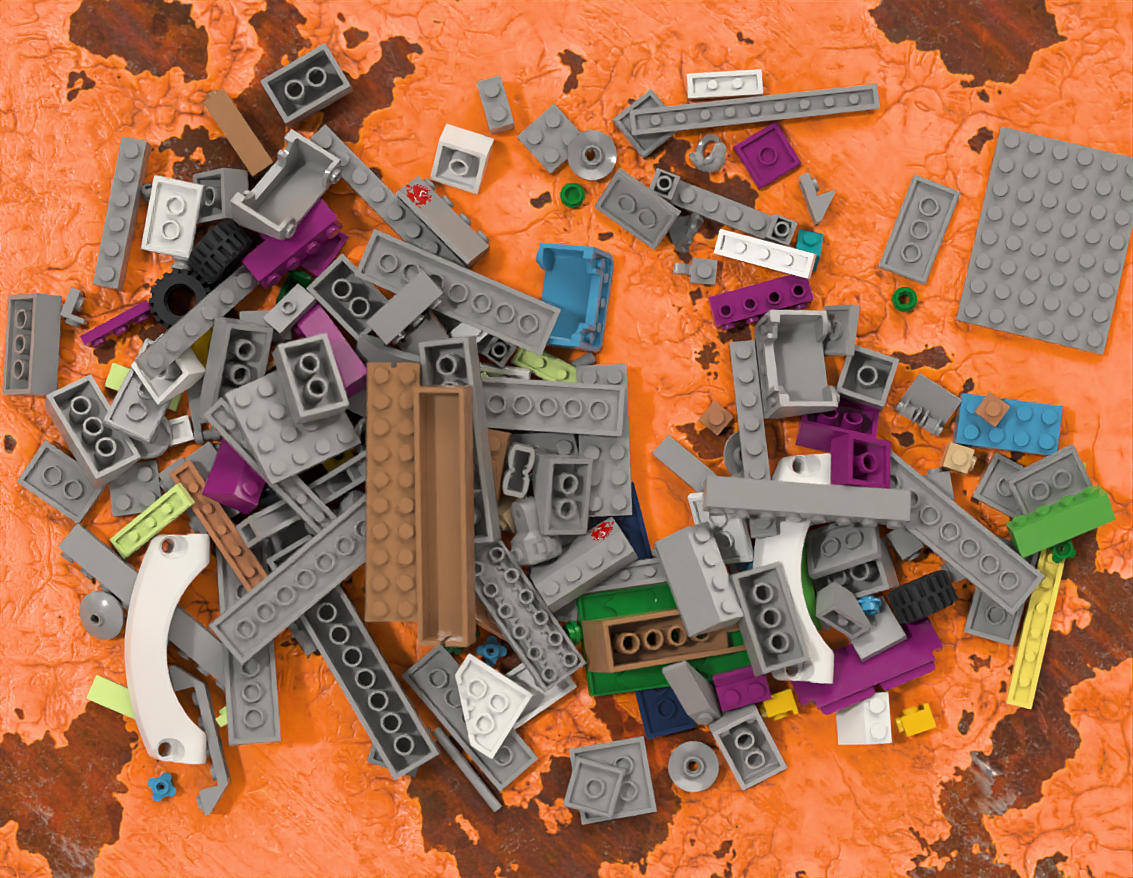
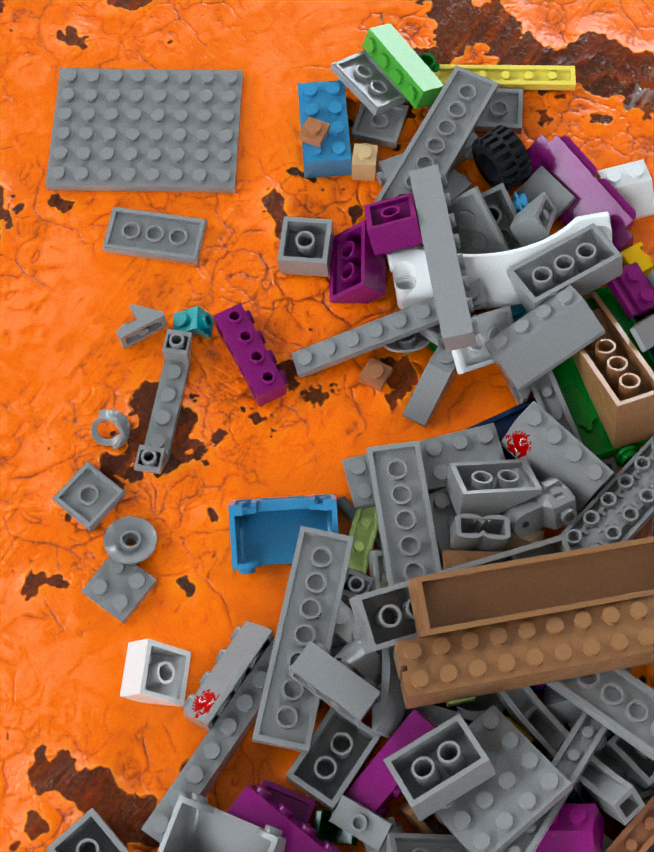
camera: 100 degrees left, 20 degrees down
(495, 104) = (90, 649): light grey brick -> none
(572, 195) = (176, 553): green plate -> none
(637, 209) = (179, 482): light grey tile -> none
(683, 231) = (192, 439): dark grey piece -> none
(700, 271) = (231, 417): light grey plate -> none
(724, 84) = (37, 429): white plate -> none
(754, 109) = (61, 400): light grey plate -> none
(765, 253) = (203, 355): white plate -> none
(767, 155) = (104, 378): magenta tile -> none
(793, 363) = (309, 309): light grey windscreen -> none
(843, 330) = (266, 275): light grey tile -> none
(907, 292) = (224, 228): green plate -> none
(915, 720) = (613, 149): yellow brick -> none
(927, 404) = (320, 191): light grey hinge -> none

